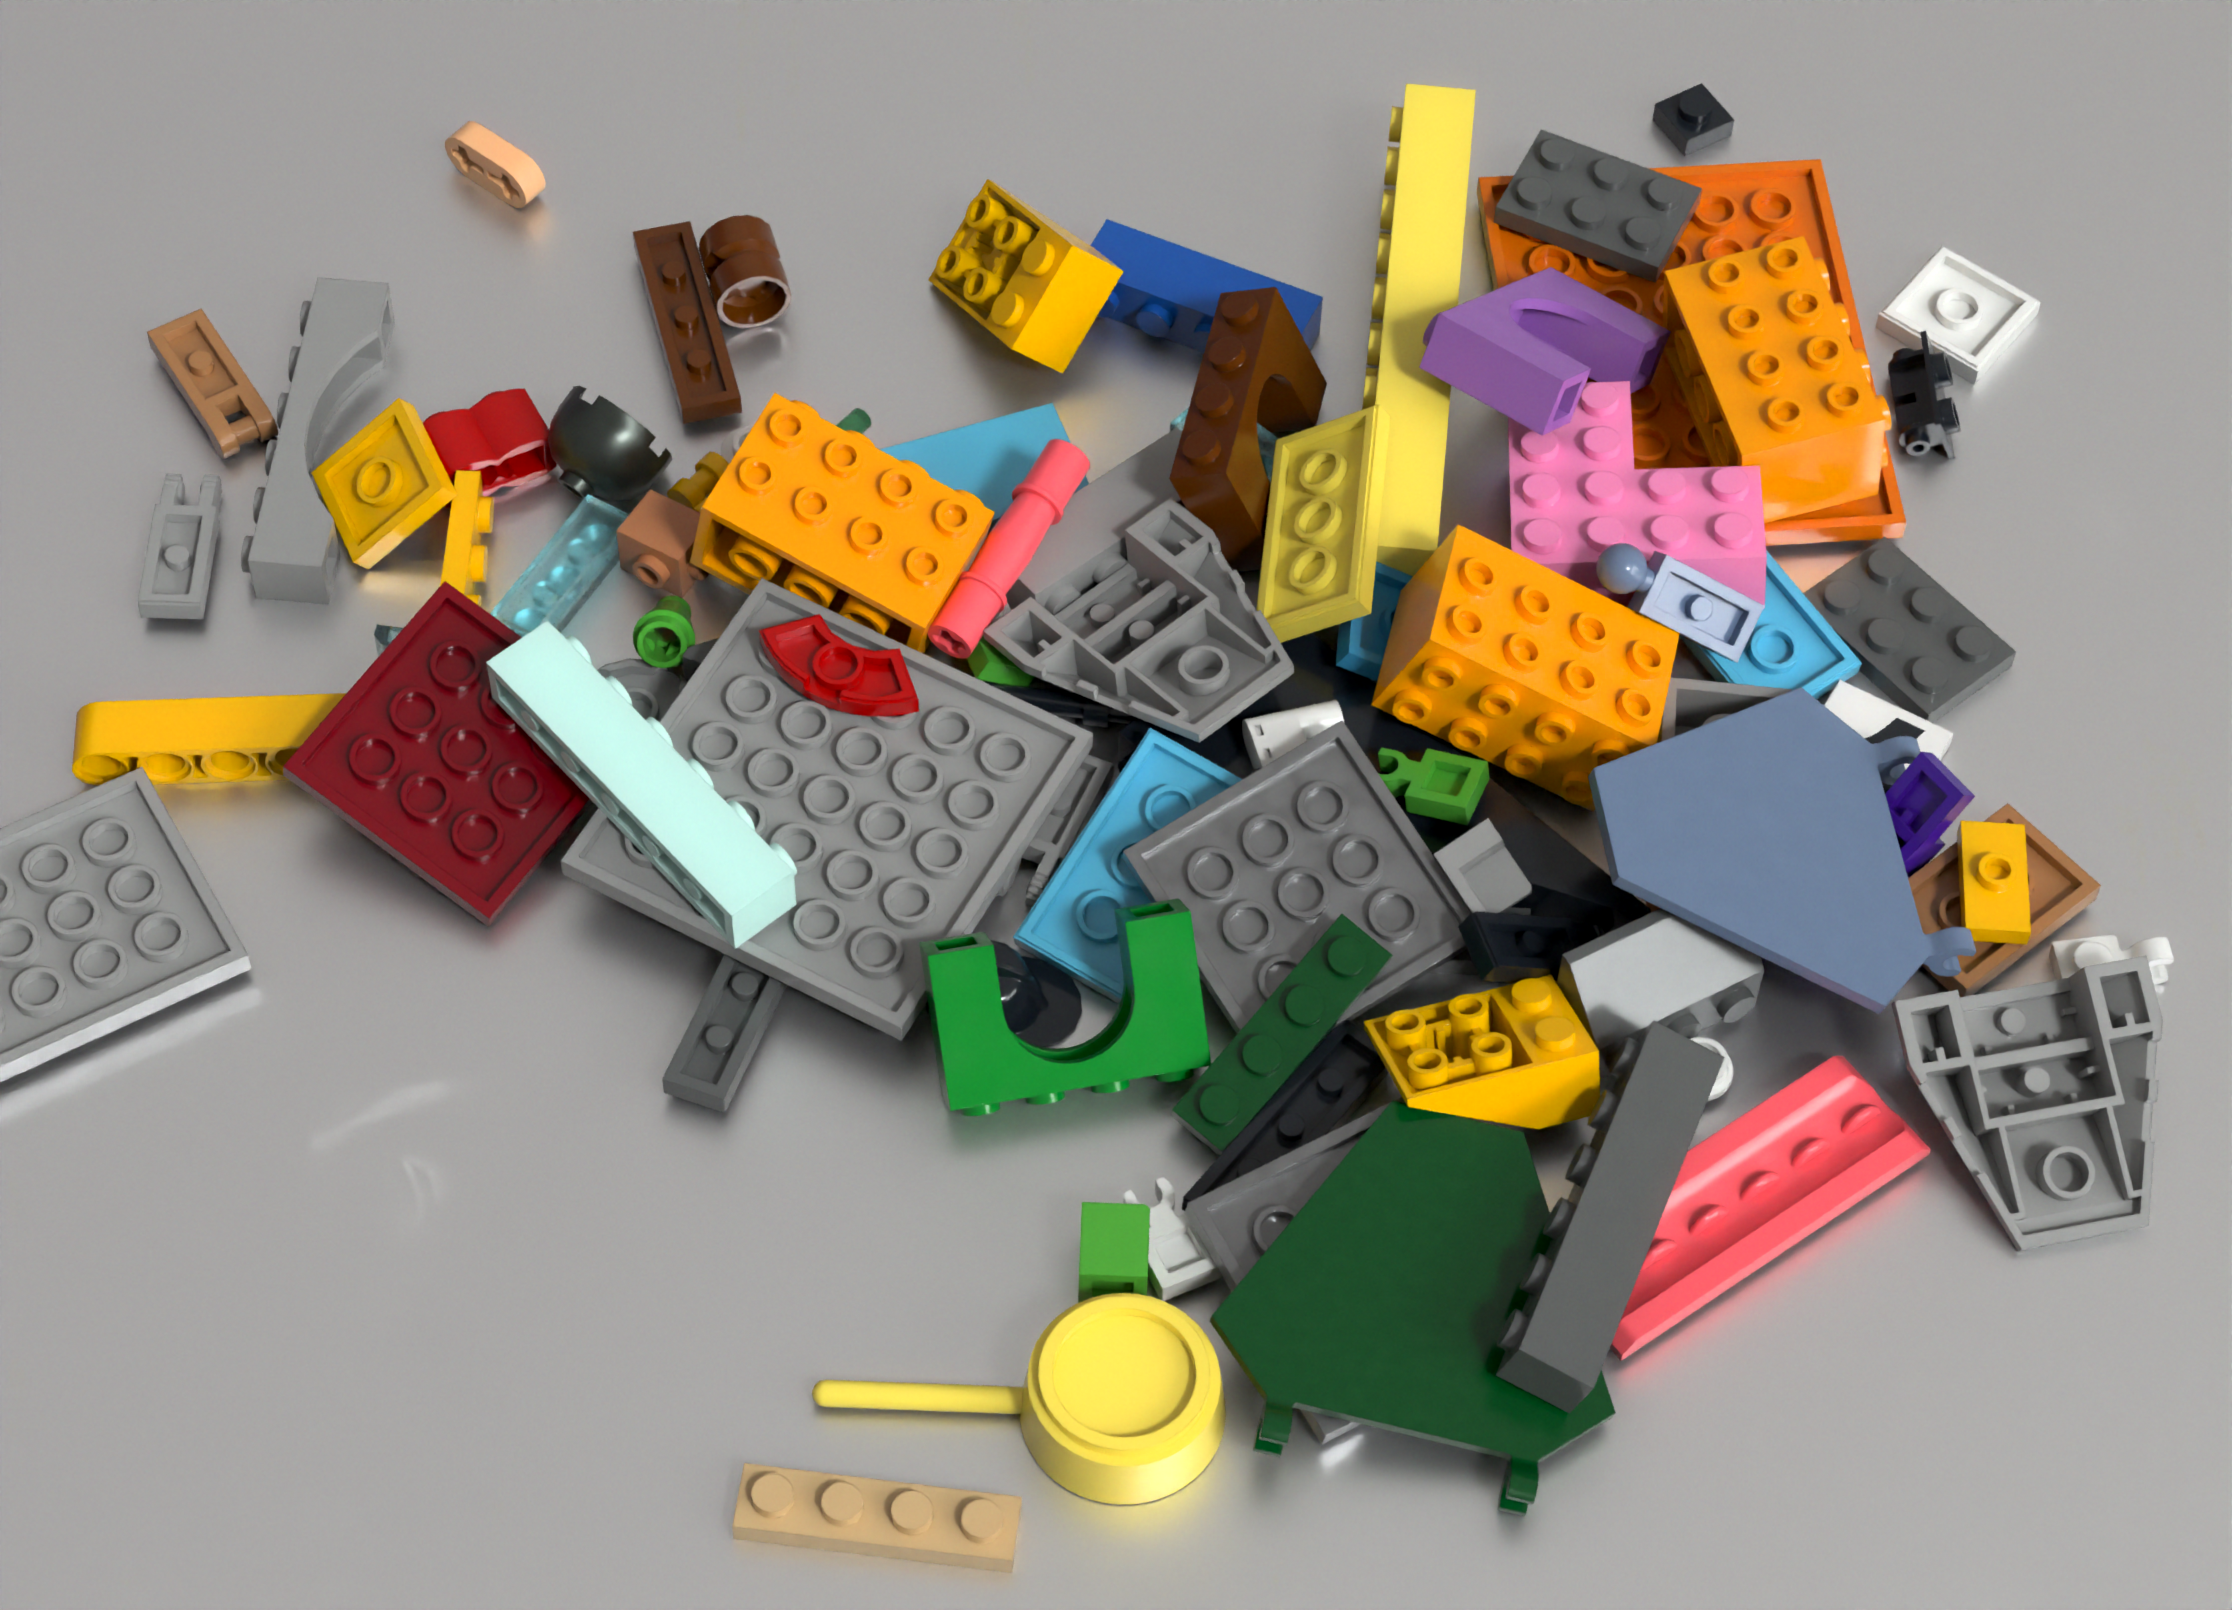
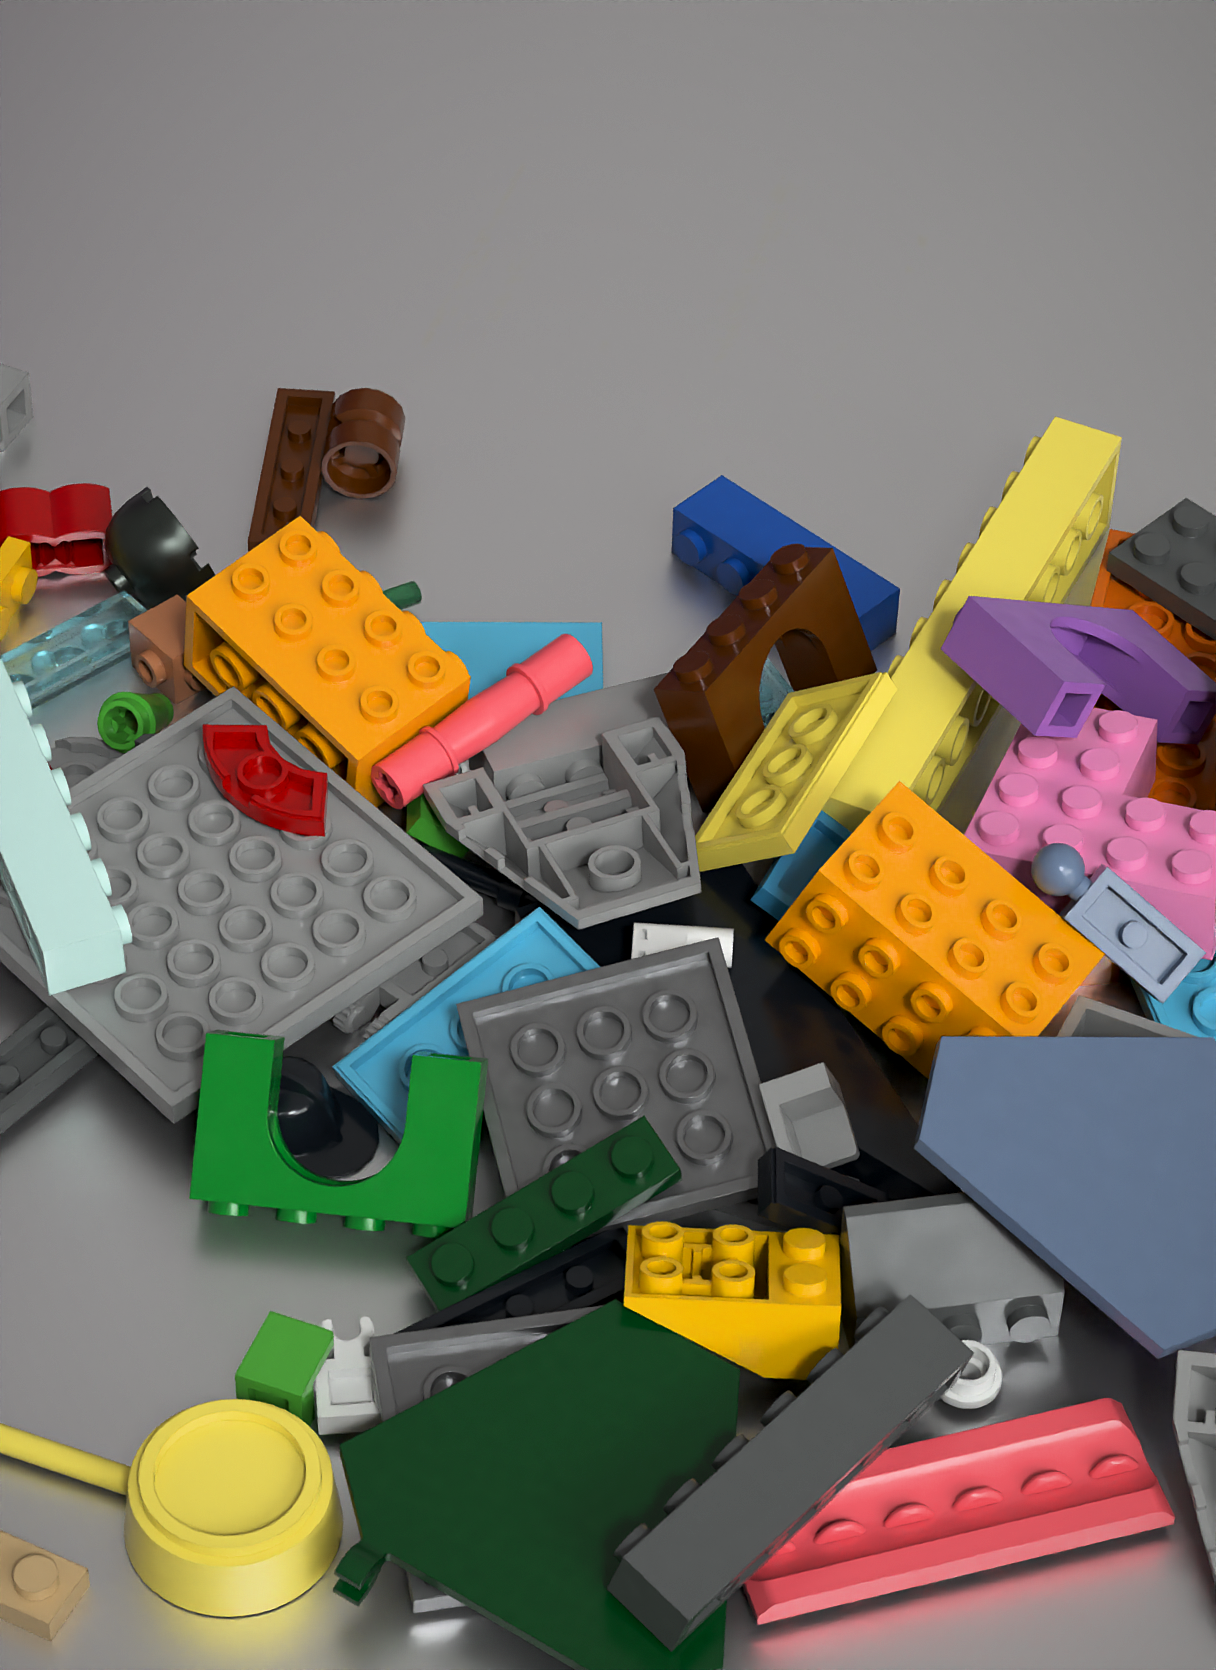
camera: 20 degrees right, 10 degrees down
(495, 164) = (183, 307): light nougat beam -> none
(1025, 277) = (620, 506): yellow slope -> none
(1438, 786) = (799, 1031): bright green plate -> none

